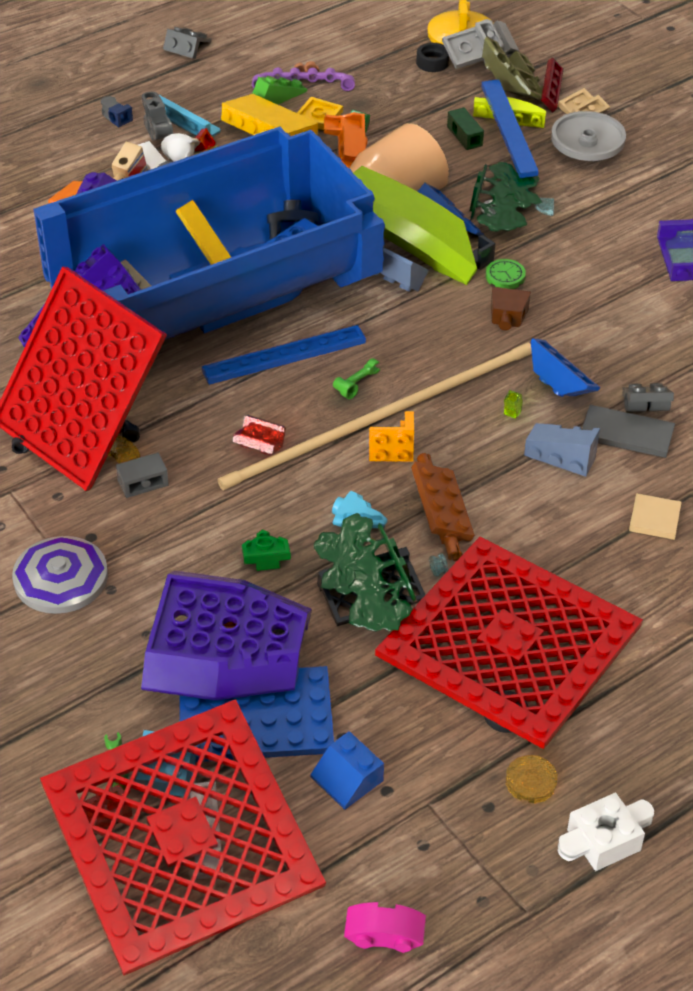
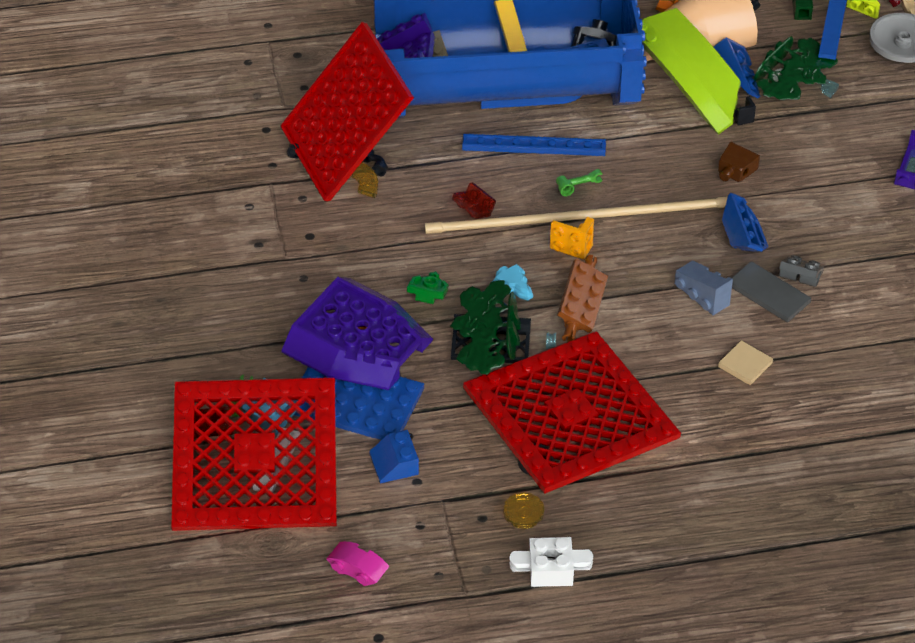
camera: 25 degrees right, 0 degrees up
(60, 574) = (272, 255): dish -> none
(142, 475) = (369, 202): dark grey brick -> none
(403, 271) = (662, 101): sand blue slope -> none
(505, 273) = (754, 135): bright green tile -> none
(513, 404) = (687, 240): clear neon green piece -> none

